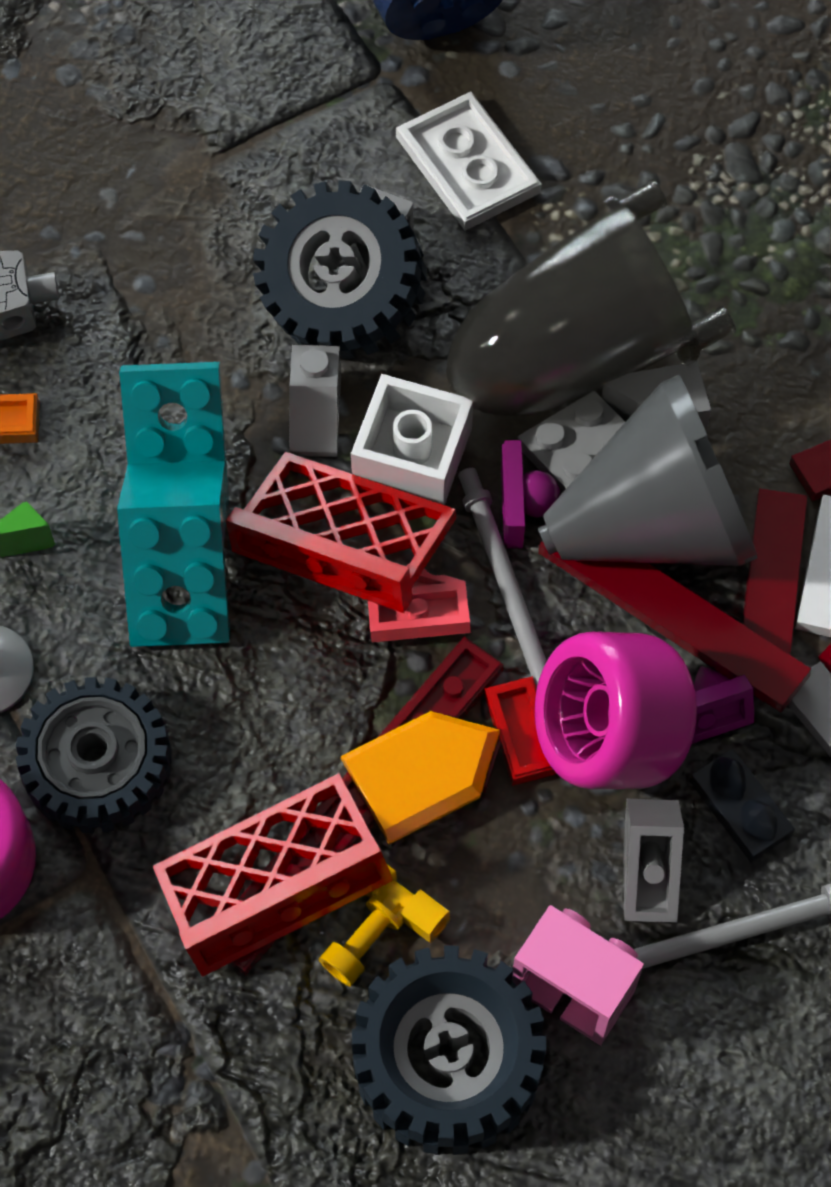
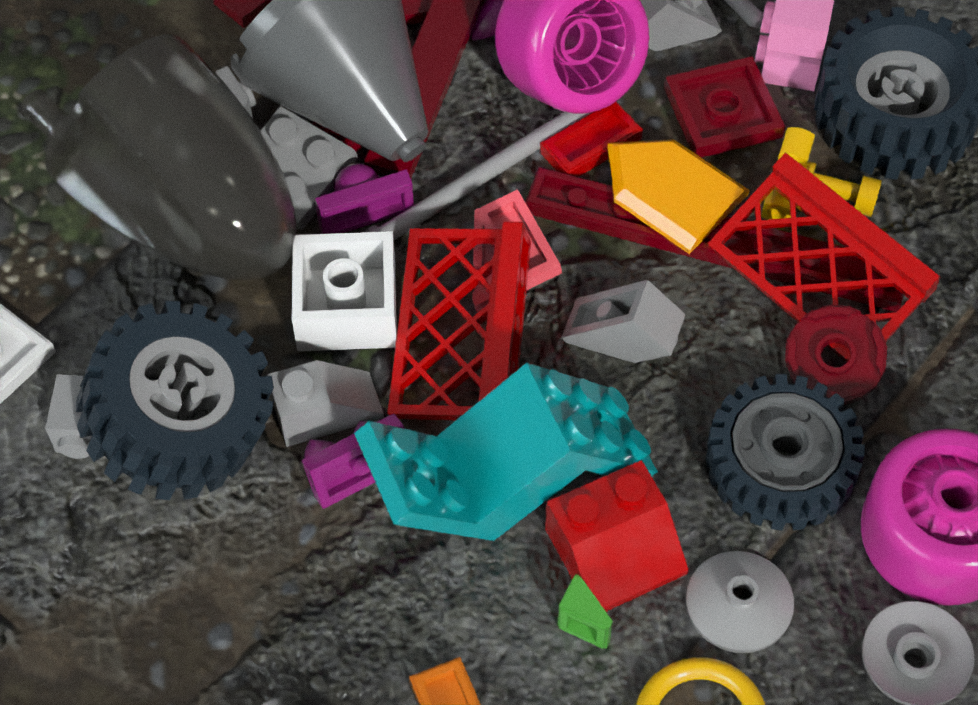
camera: 110 degrees left, 5 degrees down
(76, 582) = (617, 535): none -> red slope
(177, 867) = (842, 326): none -> dark red tile
(242, 398) = (339, 467): none -> magenta tile
(284, 669) = (625, 323): none -> light grey slope
(509, 868) = (724, 107): none -> dark red plate

